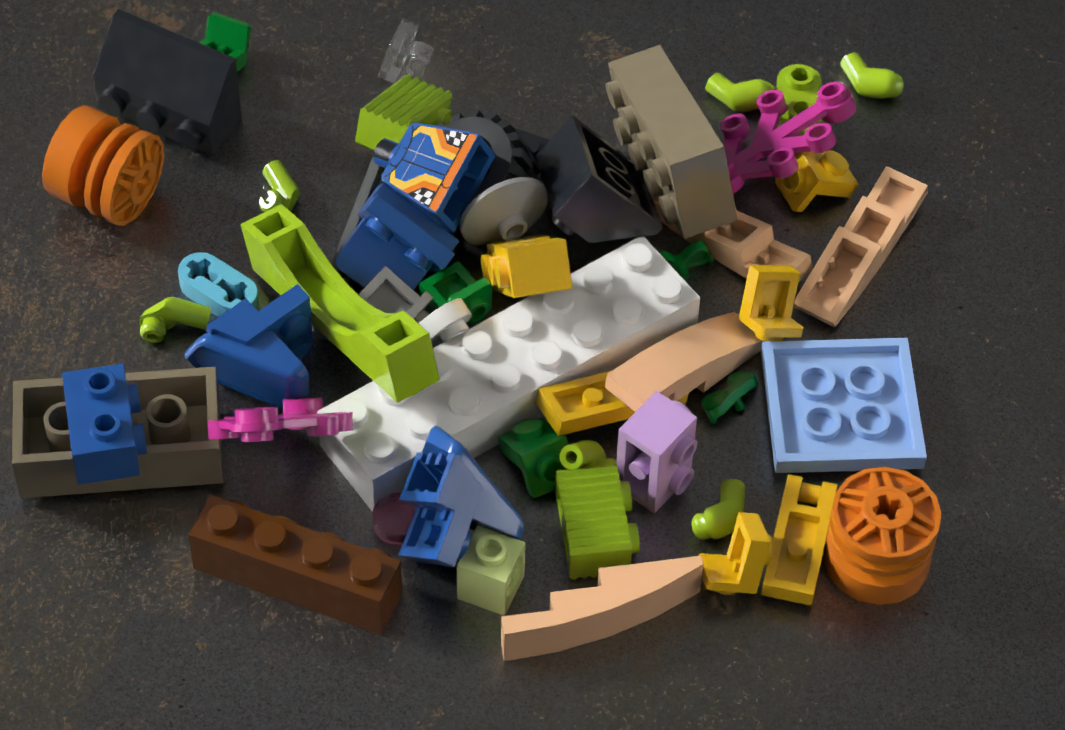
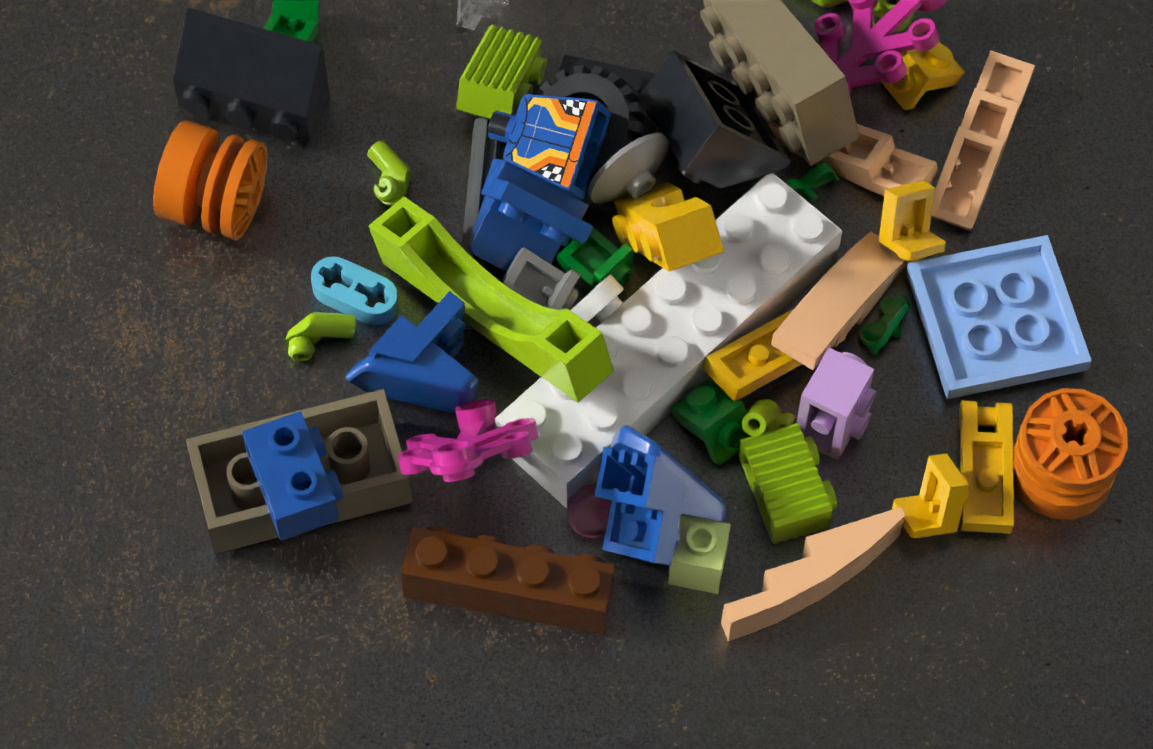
camera: 10 degrees left, 10 degrees up
(720, 518) = (909, 455): lime arm -> none

